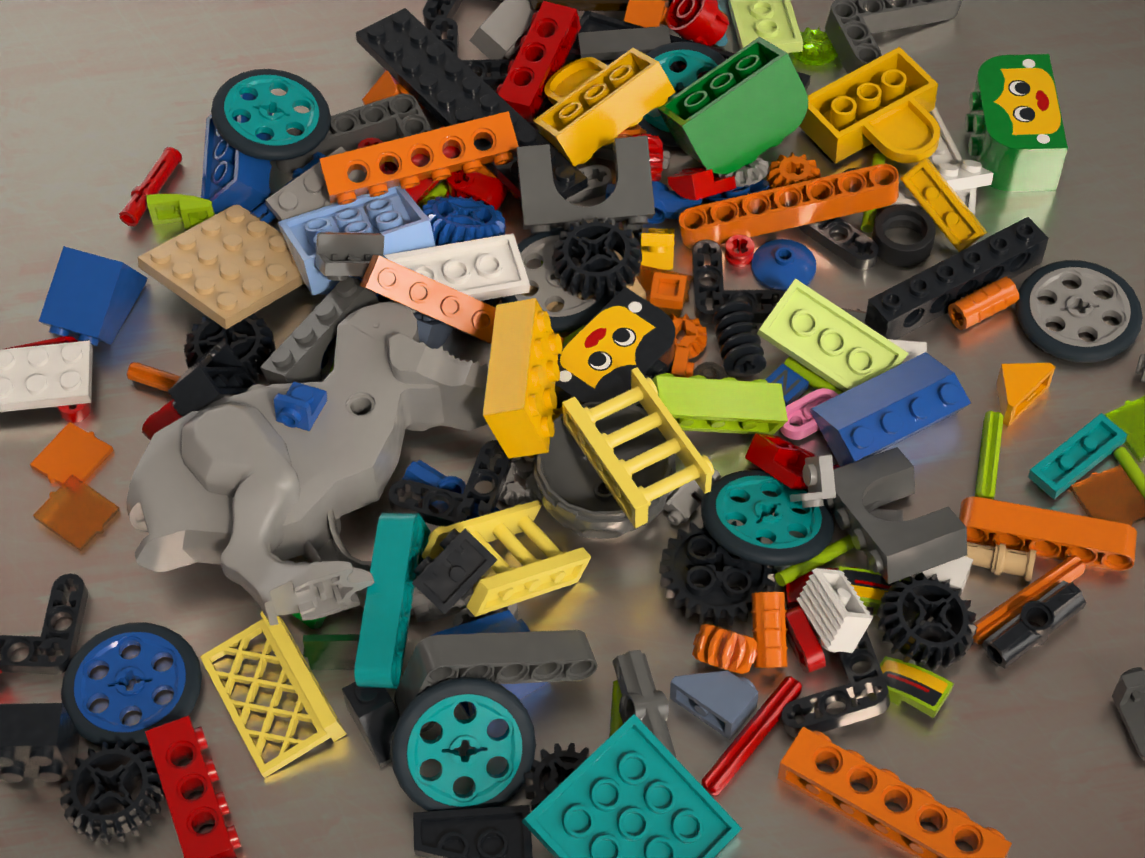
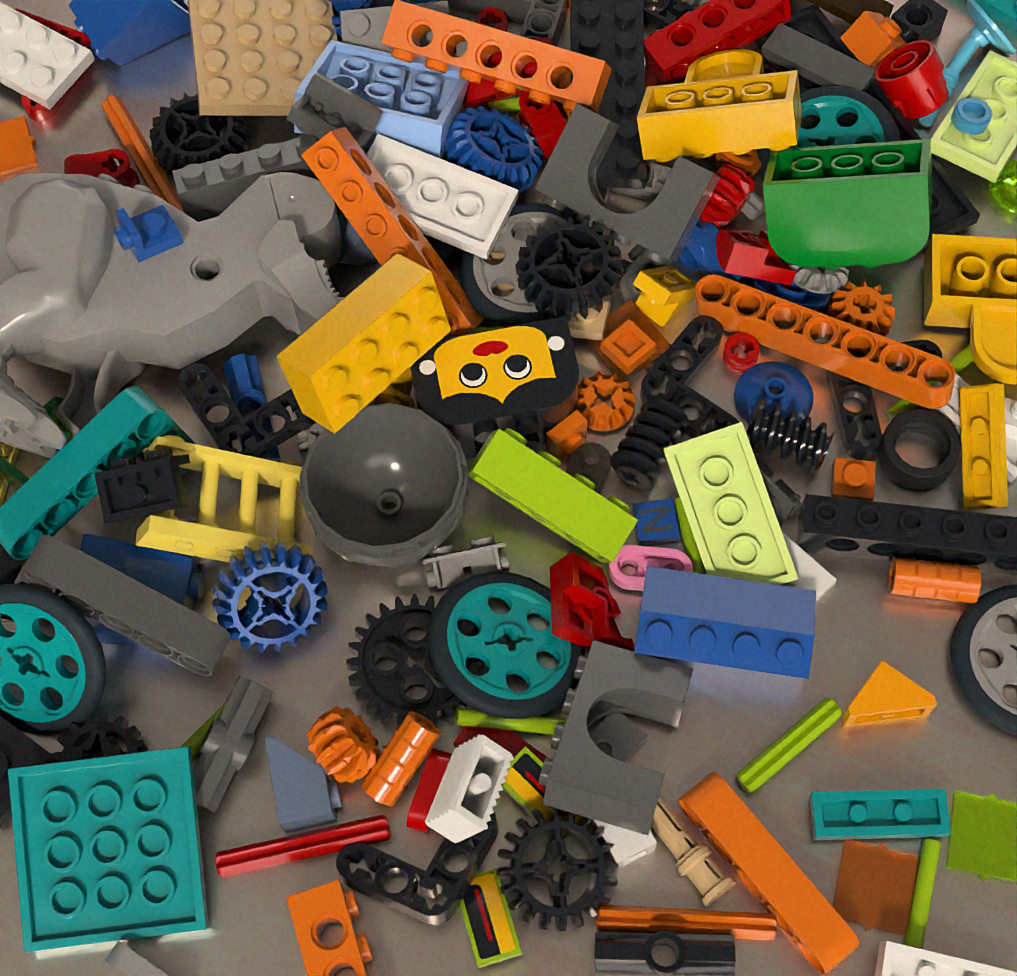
camera: 40 degrees right, 10 degrees up
(210, 379) = (129, 156): black wedge -> none
(589, 591) = (254, 620): none -> blue gear
(618, 473) = (377, 463): light yellow fence -> none
(754, 17) = (971, 116): none -> dark azure tile
(819, 478) = (580, 641): light grey bracket -> none
(823, 273) = (789, 436): none -> black piece
(878, 278) = (853, 479): none -> orange plate

